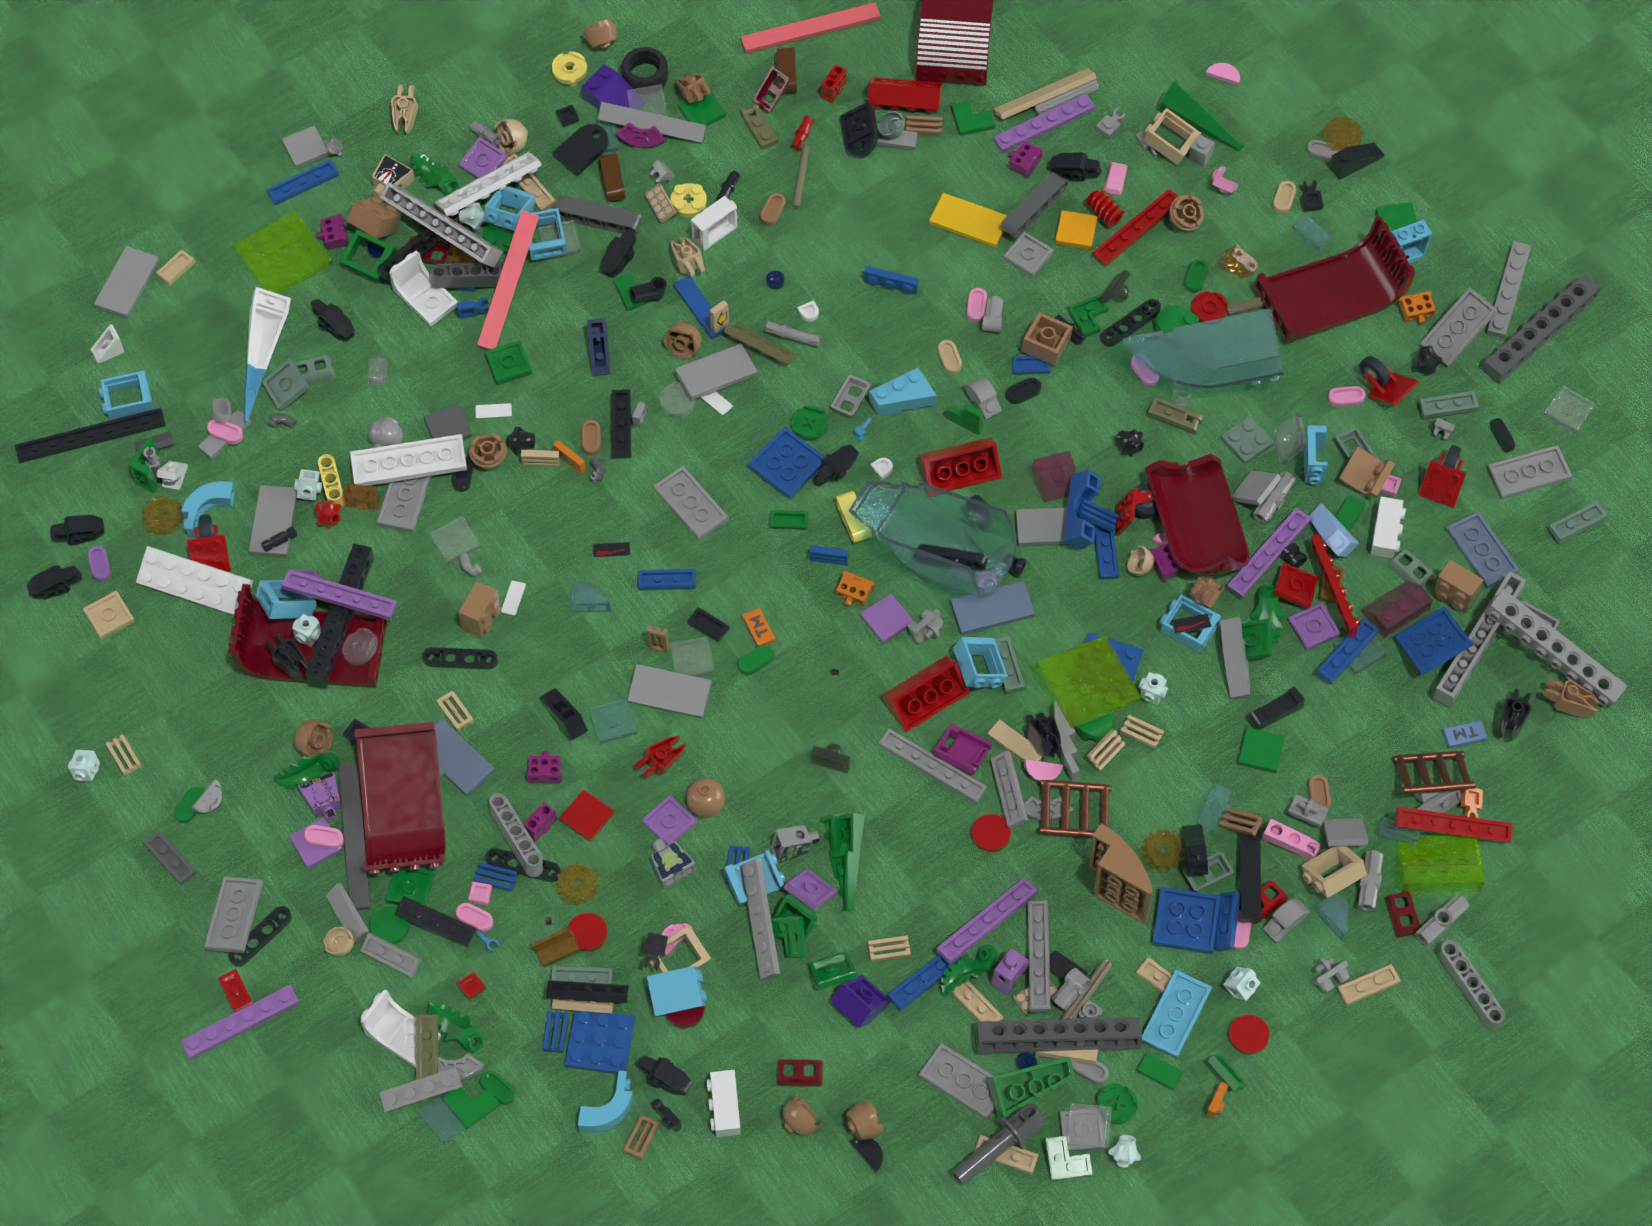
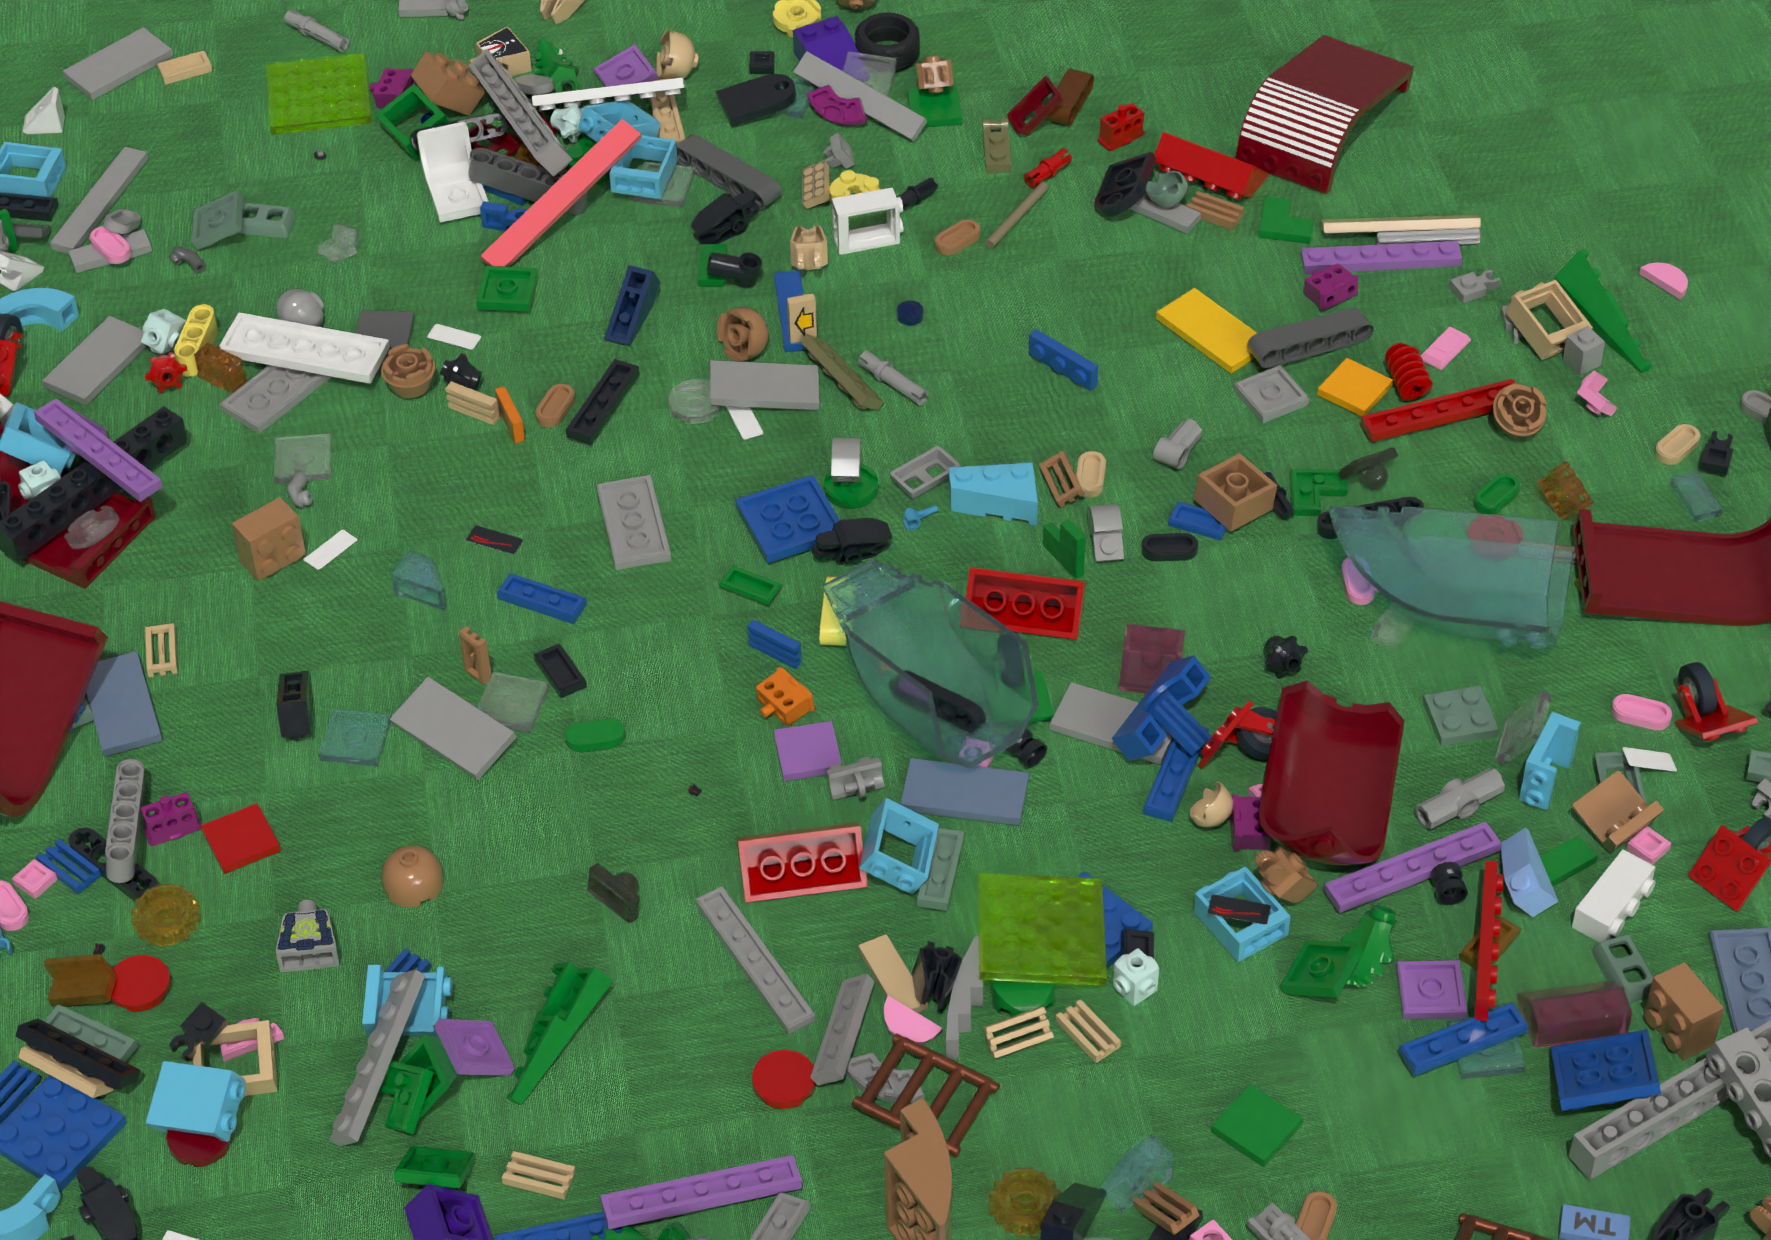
camera: 25 degrees right, 15 degrees down
(190, 397) = (99, 200): none -> light grey tile
(249, 203) = (308, 26): none -> light grey pin
(266, 321) = (242, 151): white plate -> none
(279, 538) = (85, 377): black axle -> none
(302, 182) = (396, 31): blue tile -> none
(333, 320) = (324, 174): black hinge -> none
(429, 193) = (535, 84): none -> light grey tile
(460, 655) = (214, 588): black beam -> none
(462, 479) = (361, 395): black tile -> none
(486, 133) = (647, 46): light grey pin -> none
(544, 766) = (223, 760): magenta piece -> none
(599, 470) = (539, 444): dark grey arm -> none
(612, 177) = (772, 138): reddish brown beam -> none
(639, 414) = (631, 398): light grey tile -> none
(661, 756) = (384, 800): red hinge -> none
(669, 821) = (345, 887): medium lavender tile -> none
(759, 627) = (625, 697): orange tile -> none
(793, 842) = (489, 976): light grey torso -> none
(802, 408) = (846, 459): none -> light grey brick
(809, 312) = (932, 362): white tile -> none
(810, 28) = (1131, 65): coral tile -> none
(882, 467) = (918, 565): white tile -> none
(947, 378) = (1069, 493): none -> medium nougat tile
(966, 752) = (812, 958): magenta container -> none
(976, 304) = (1163, 425): bright pink tile -> none
(1075, 166) = (1393, 313): black hinge -> none
(1142, 668) = (1135, 939): none -> black tile
(1175, 415) = (1370, 647): olive plate -> none
(1235, 658) = (1281, 982): light grey slope -> none
(1256, 487) = (1437, 773): light grey tile -> none
(1277, 709) = (1311, 1077): black leg -> none
(1296, 585) = (1430, 922): red tile -> none
(1366, 427) = (1649, 759): none -> white sticker

